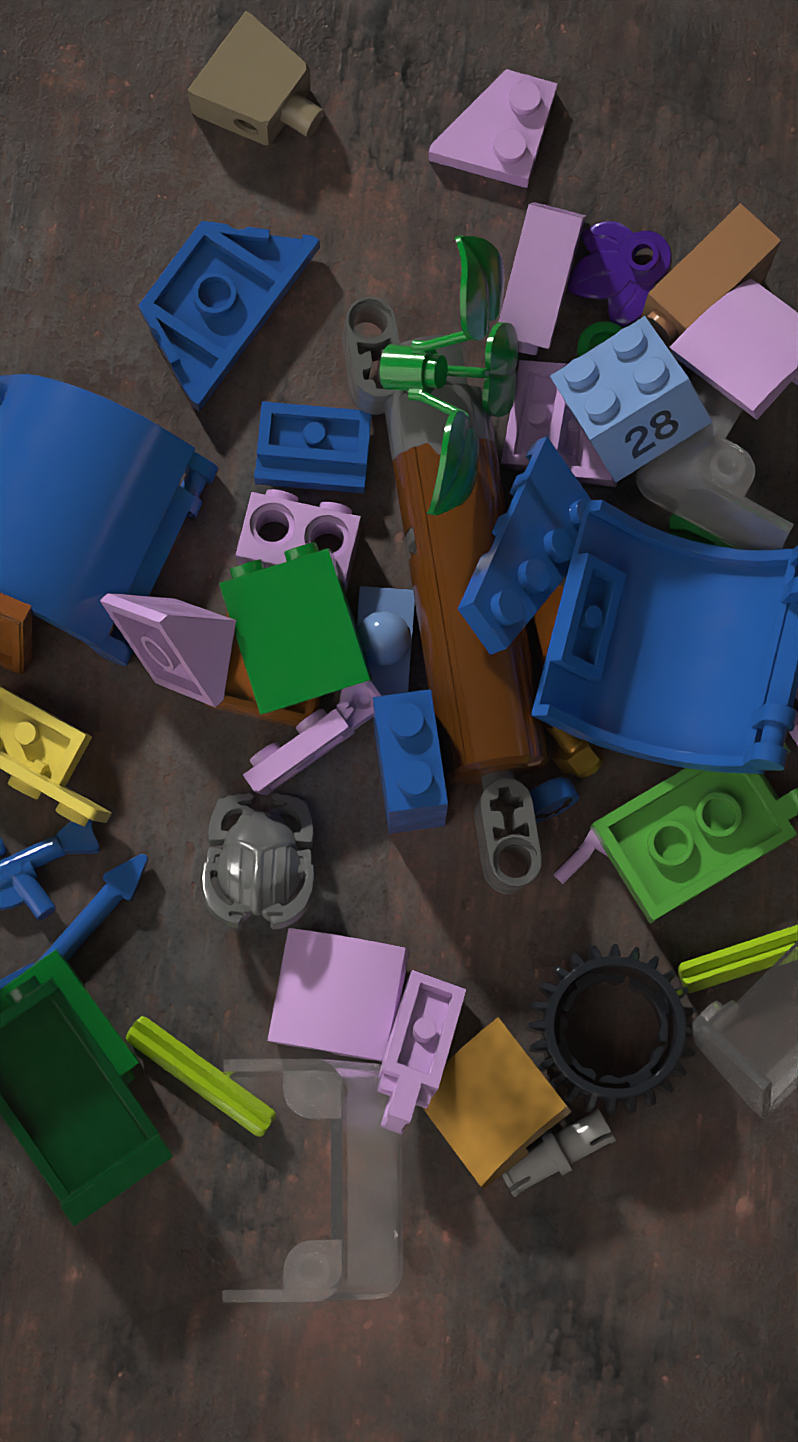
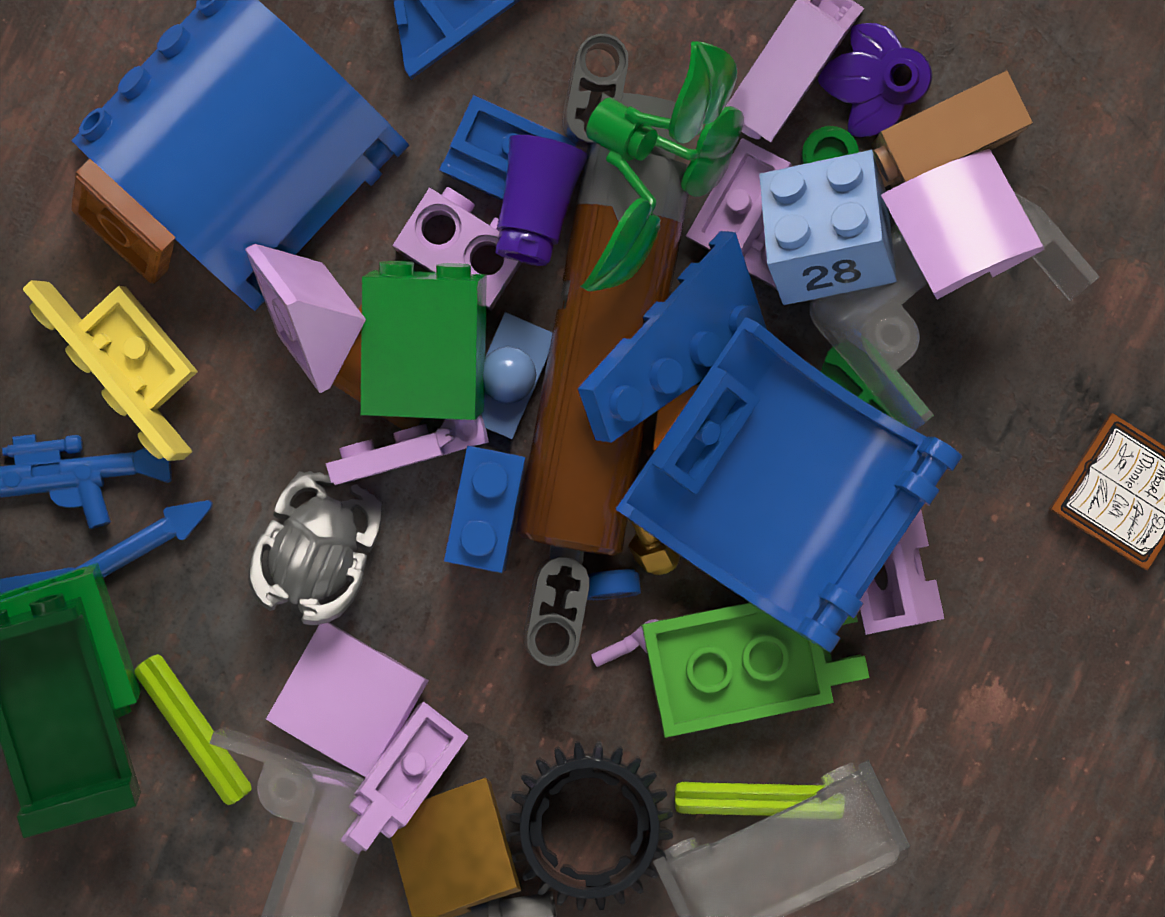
camera: 25 degrees right, 10 degrees up
(353, 461) = (536, 197): none -> dark purple plant

